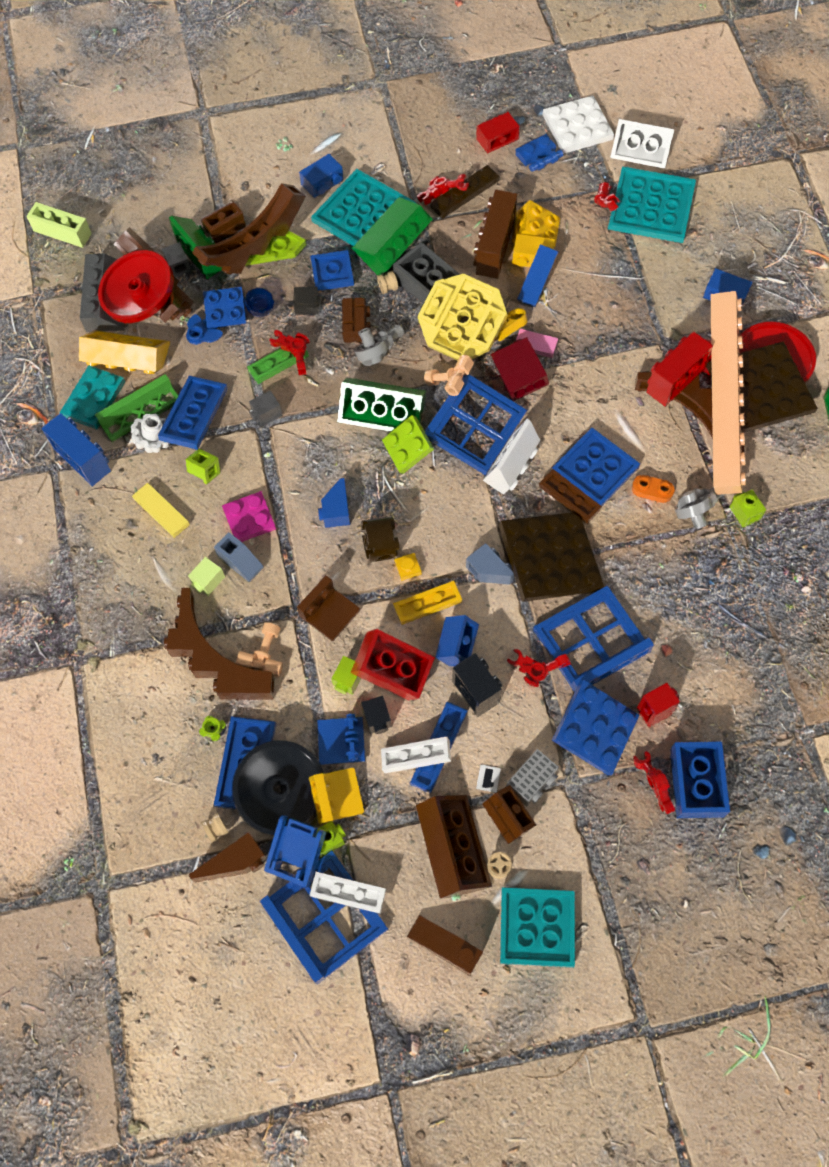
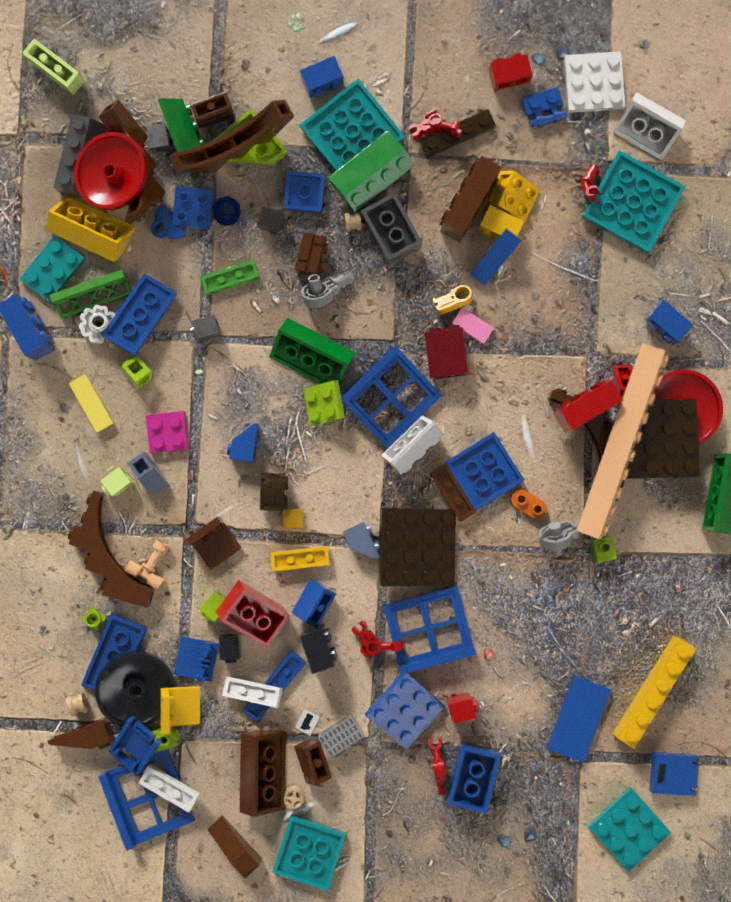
camera: 15 degrees right, 20 degrees up
(296, 346) = (249, 271): red piece -> none
(453, 375) = (383, 347): light nougat bar -> none
(460, 298) = (389, 289): light yellow piece -> none
(792, 689) = (578, 718): none -> blue tile

